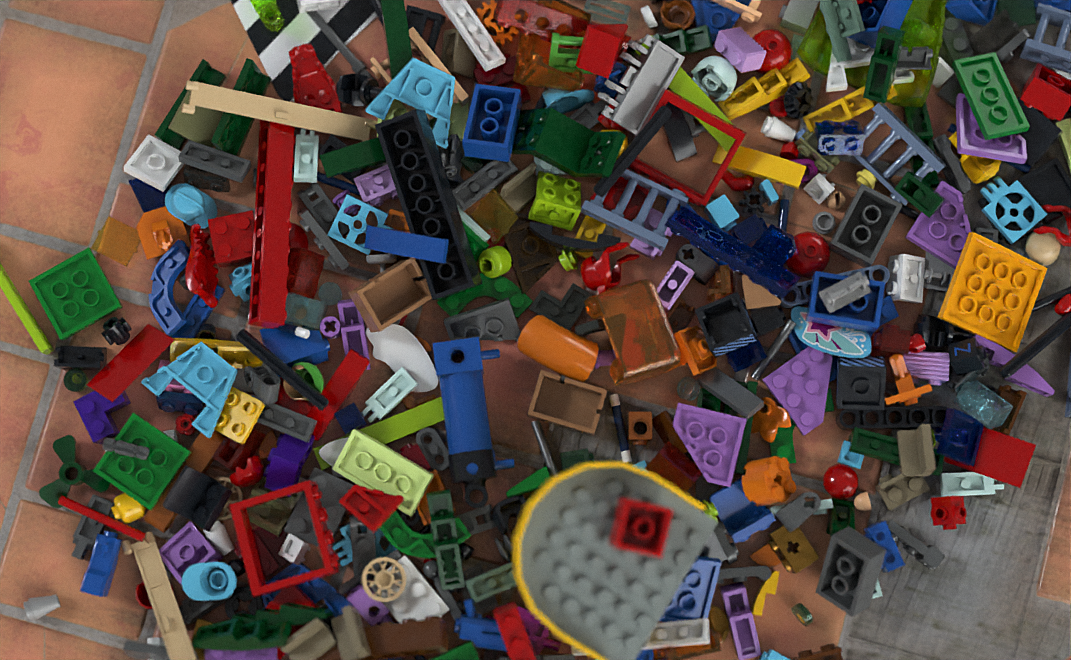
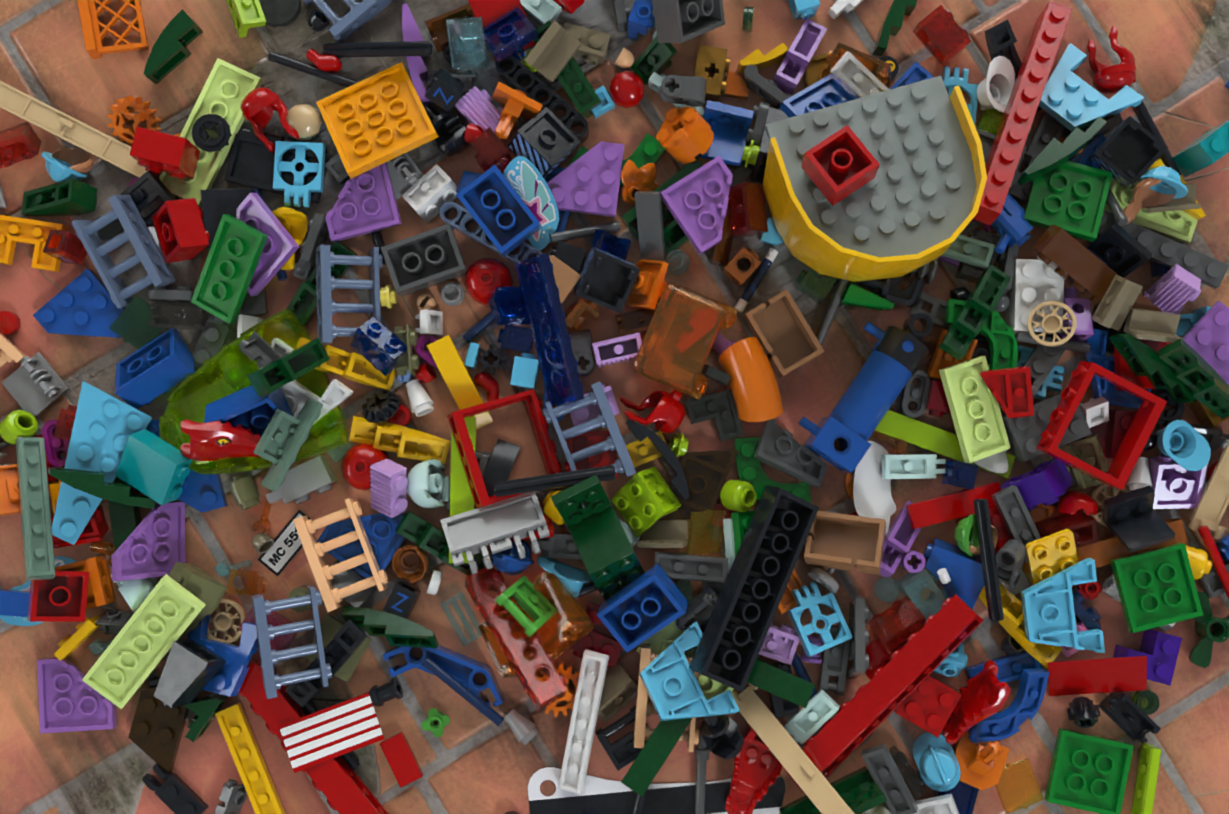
camera: 140 degrees left, 5 degrees up
(125, 448) = (1165, 608): dark grey axle -> none
(406, 244) = (801, 570): blue slope -> none
(601, 48) = (502, 587): red slope -> none
(845, 292) = (494, 214): light grey hinge -> none
(919, 193) = (359, 243): dark green slope -> none

